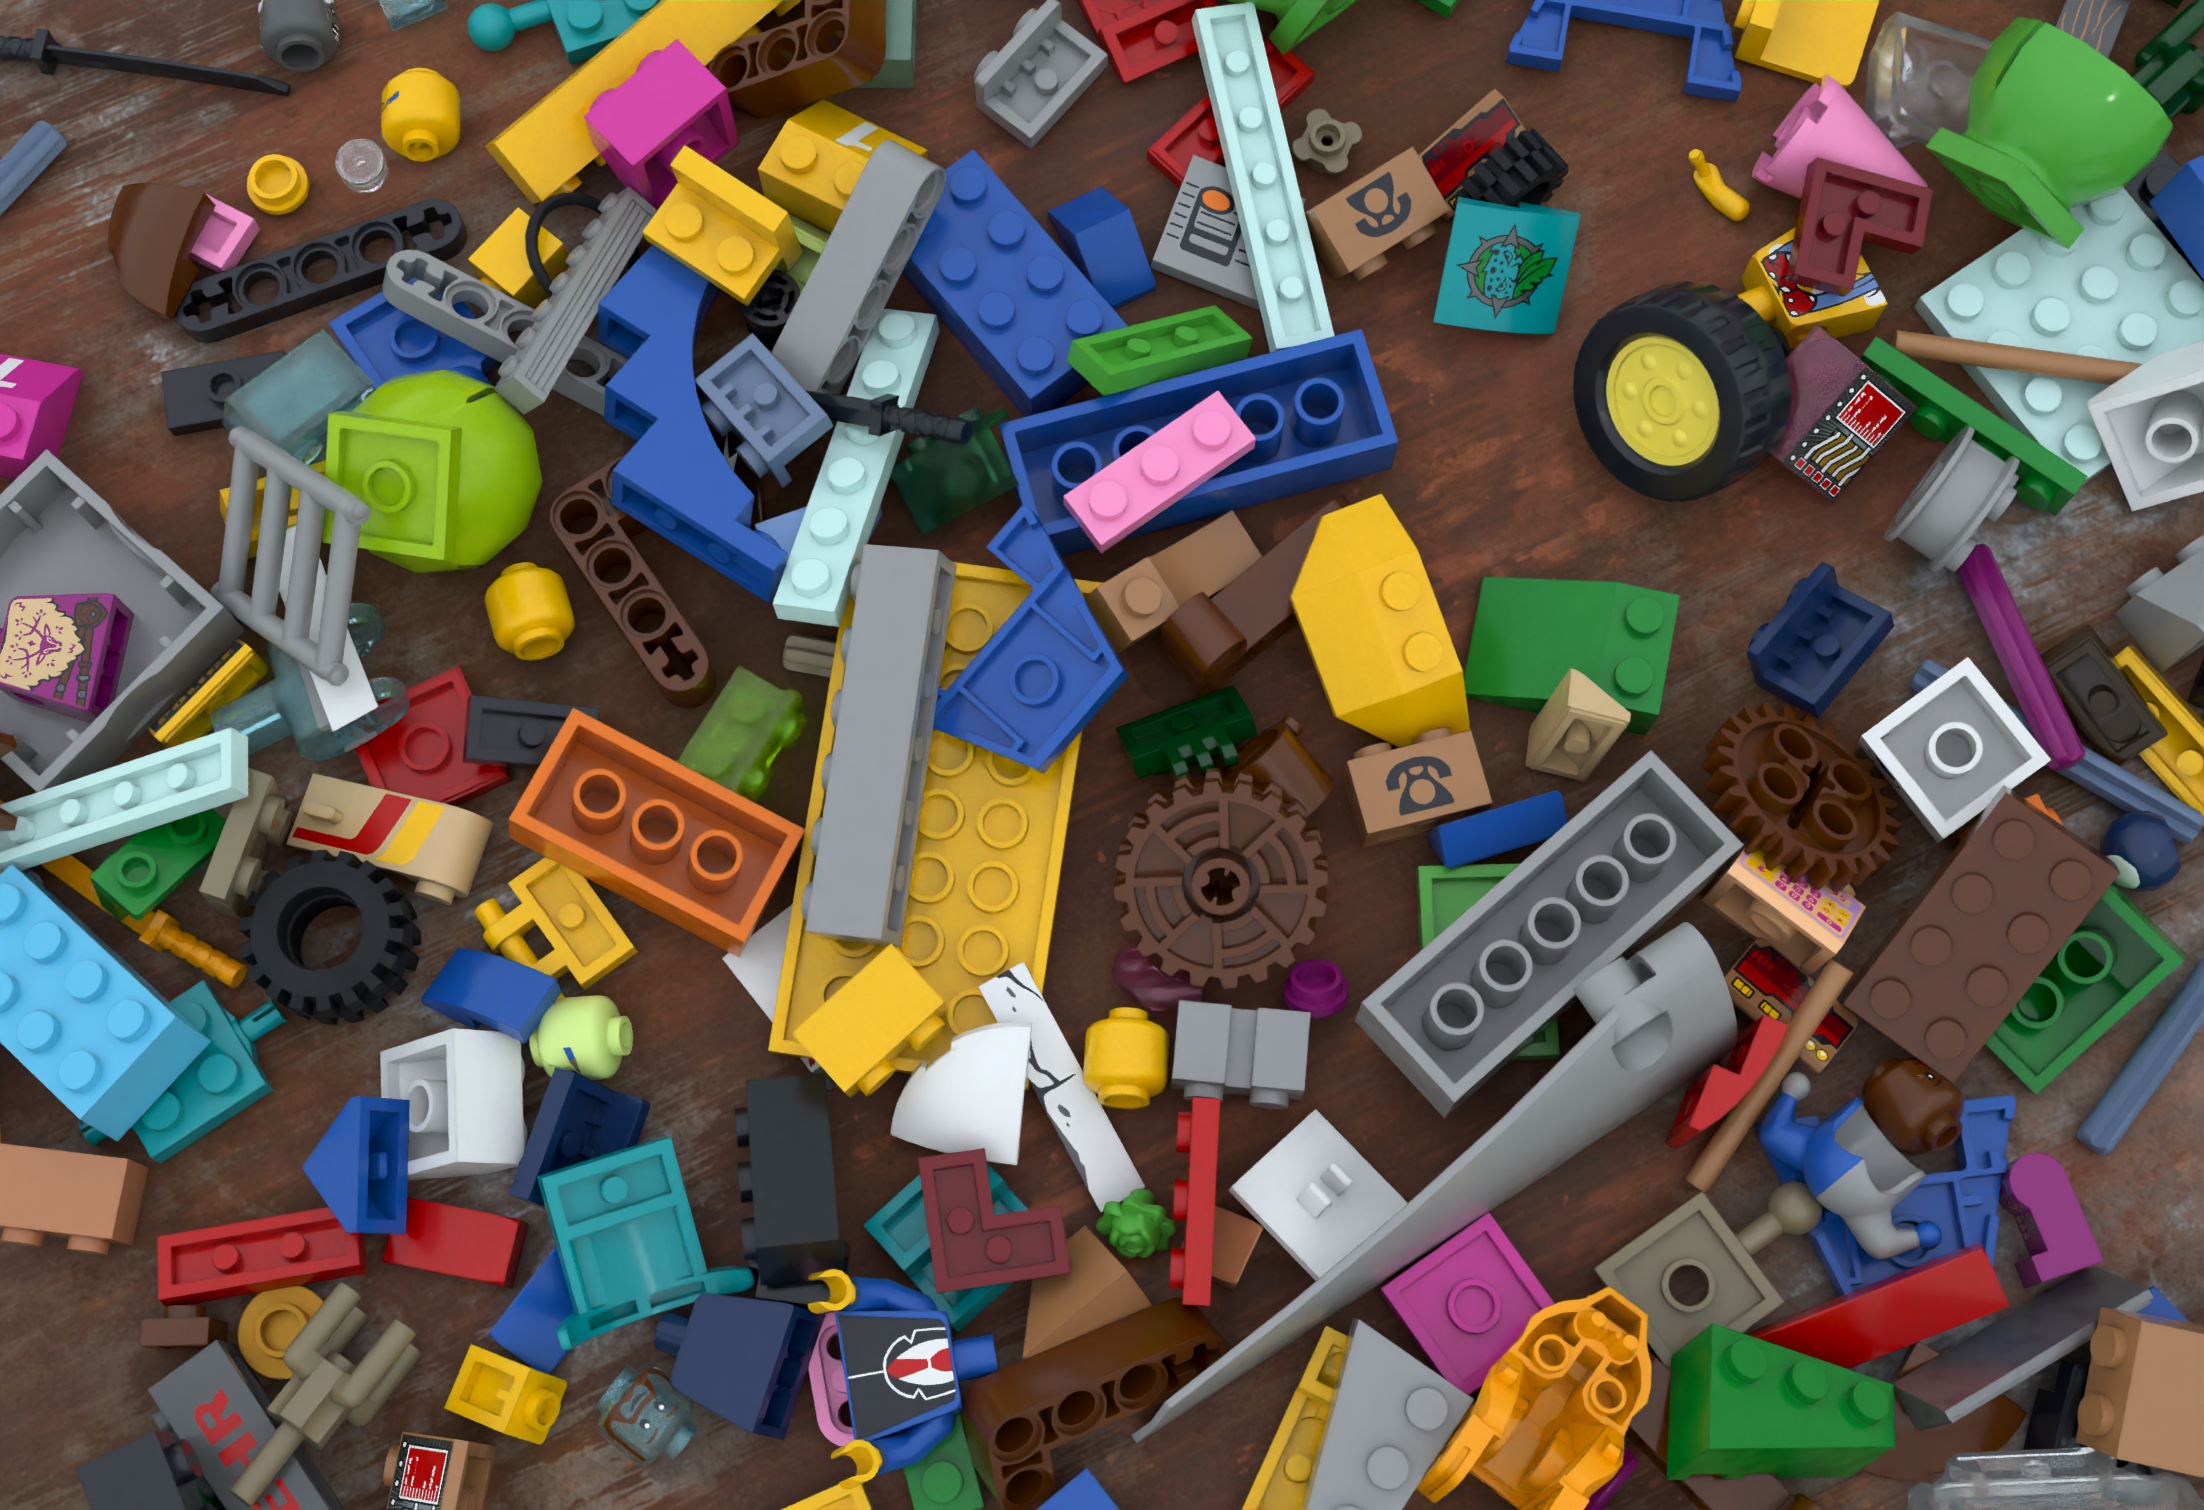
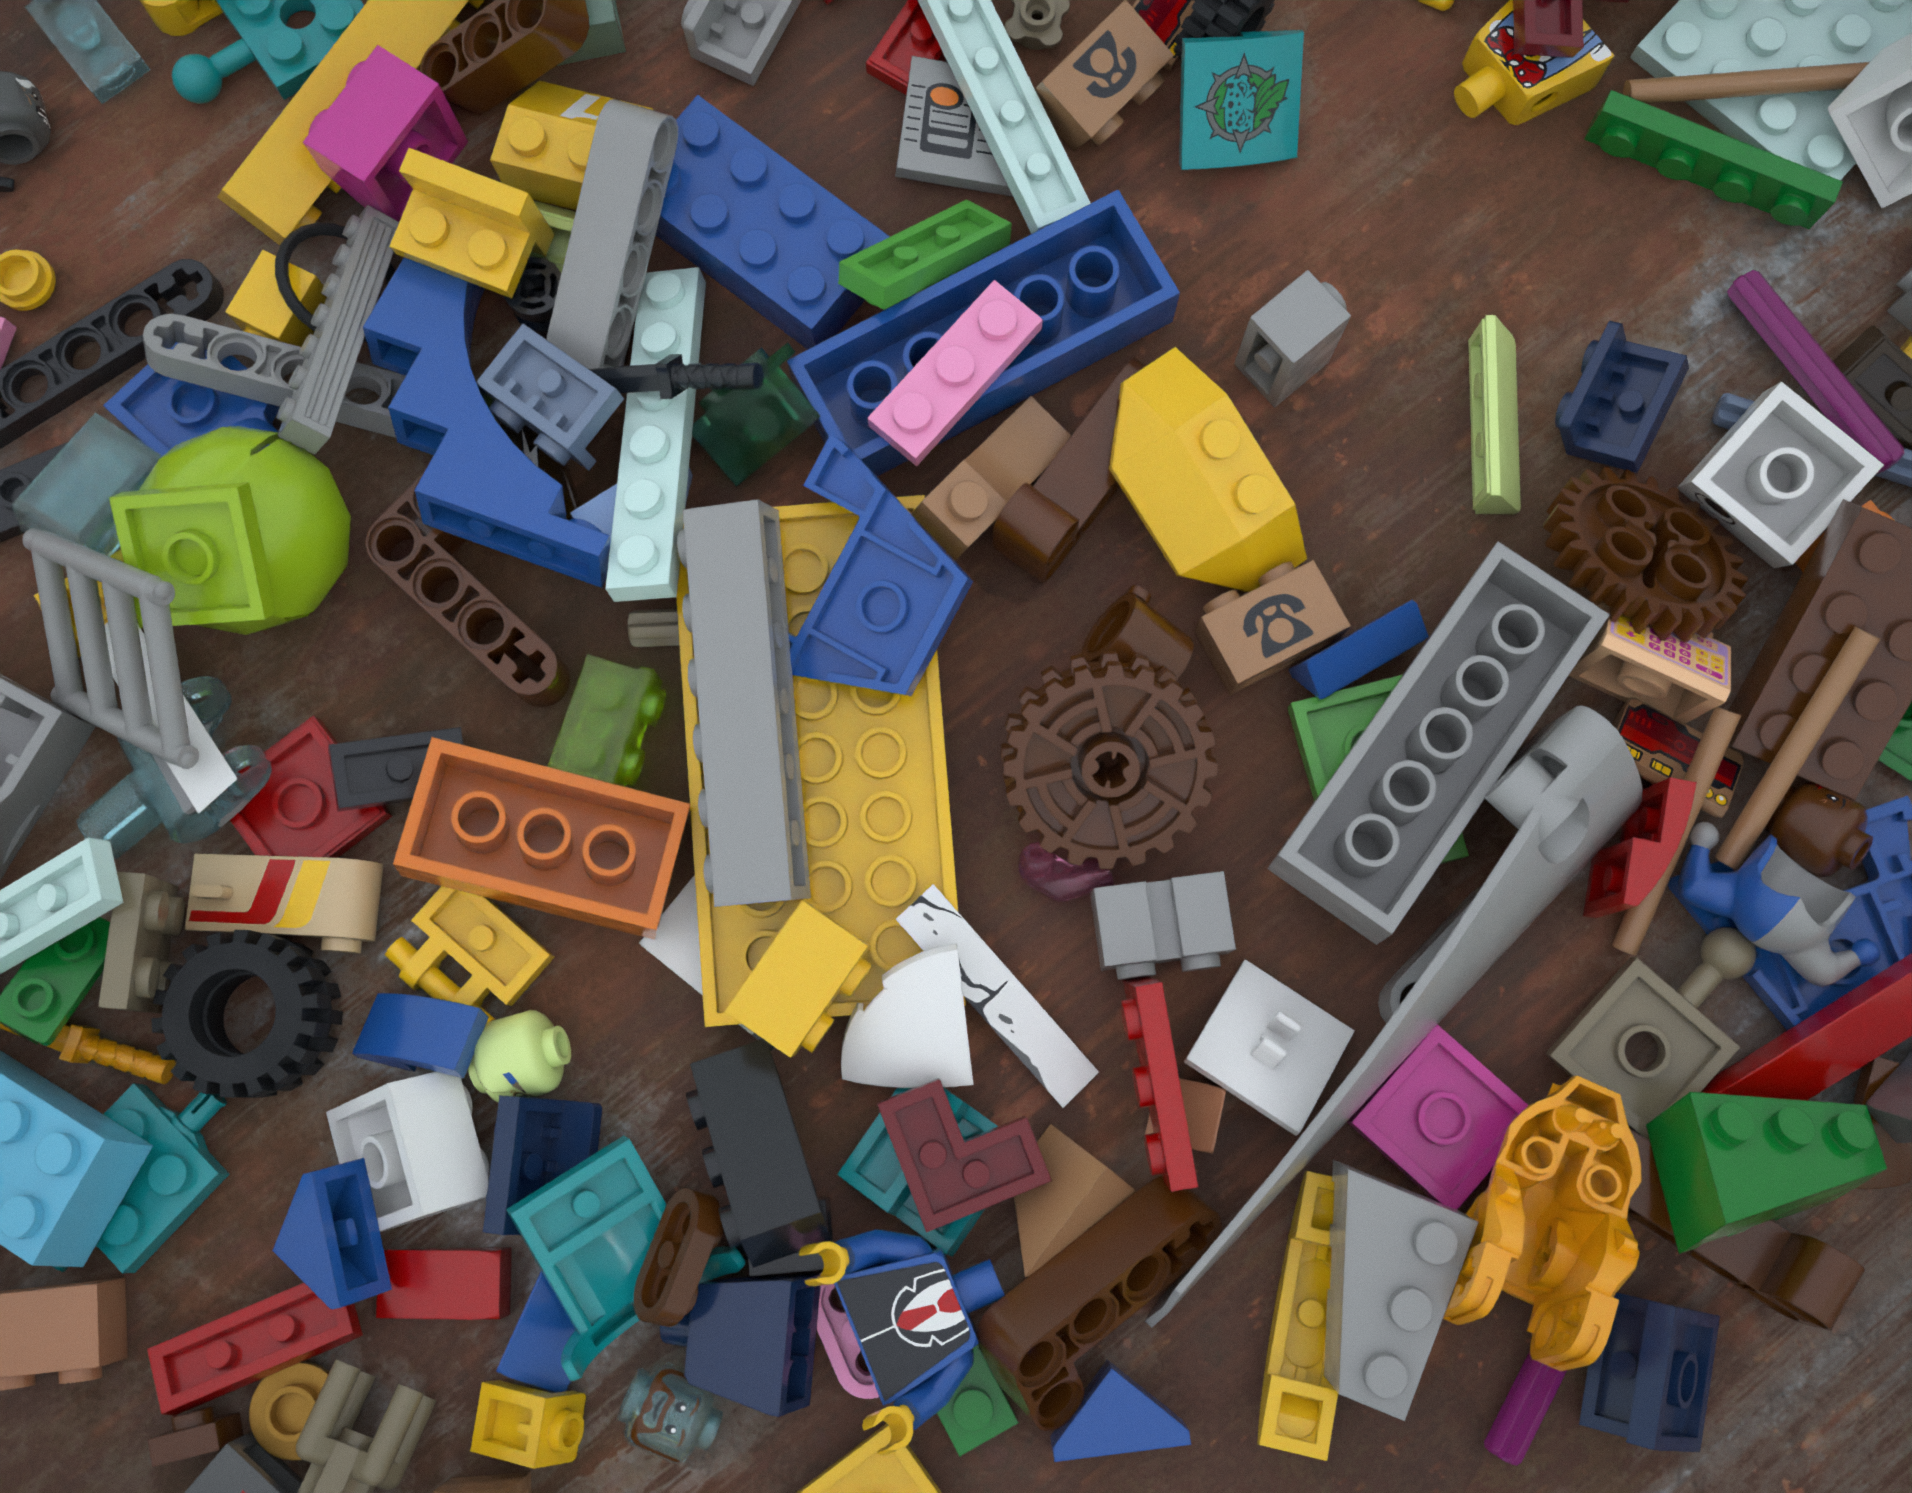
camera: 10 degrees left, 5 degrees up
(224, 680) = (86, 781): yellow slope -> none
(362, 165) = (102, 243): clear piece -> none
(420, 113) = (147, 179): yellow head -> none
(529, 611) = (369, 647): yellow head -> none
(689, 1262) = (677, 1258): none -> reddish brown plate
(1104, 246) = (847, 162): blue slope -> none
(1126, 1059) = (1054, 955): yellow head -> none
(1136, 1225) = (1101, 1115): bright green plant -> none
(1188, 735) = (1040, 625): dark green hinge -> none
(1316, 988) = (1220, 844): magenta plate -> none
(1501, 509) = (1292, 337): none -> light grey brick
(1540, 628) = (1390, 458): green slope -> none
(1575, 728) = (1412, 534): tan slope -> none
(1682, 390) = (1444, 181): black wheel -> none
(1702, 593) = (1494, 419): none -> yellowish green slope
(1837, 414) = (1579, 175): slope -> none
(1901, 1015) = (1797, 747): none -> medium nougat bar
(1953, 501) = (1723, 233): light grey wheel -> none

